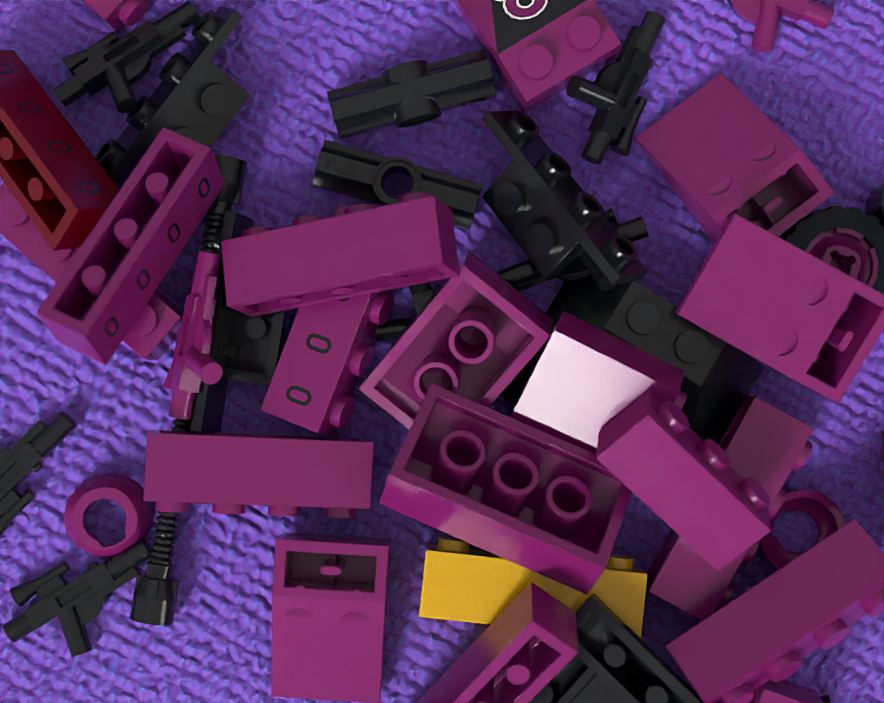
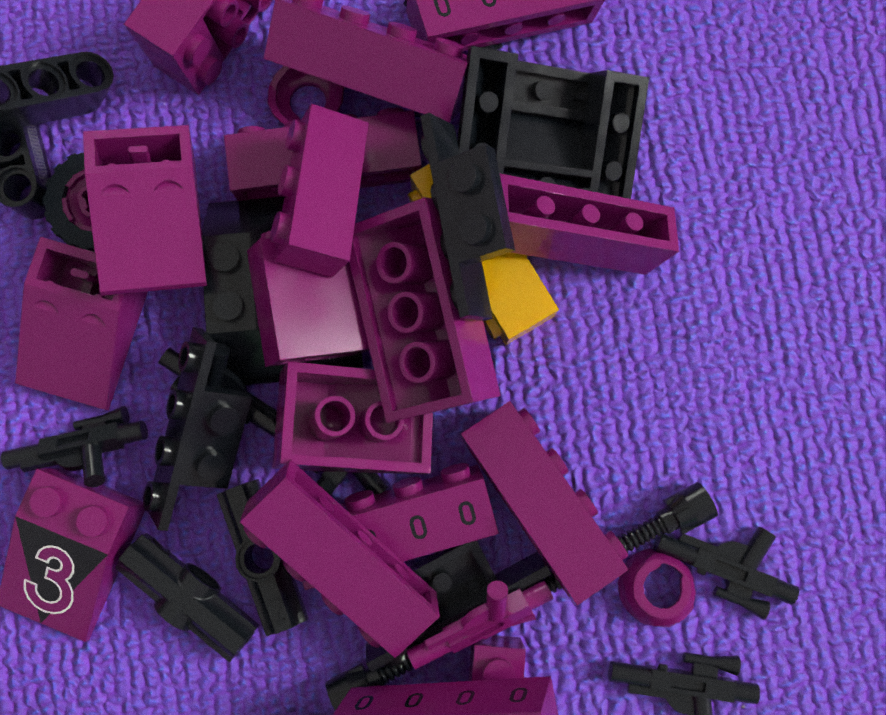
camera: 130 degrees left, 5 degrees down
(329, 616) = (606, 374): magenta slope -> none
(560, 601) = (471, 213): none -> black bracket

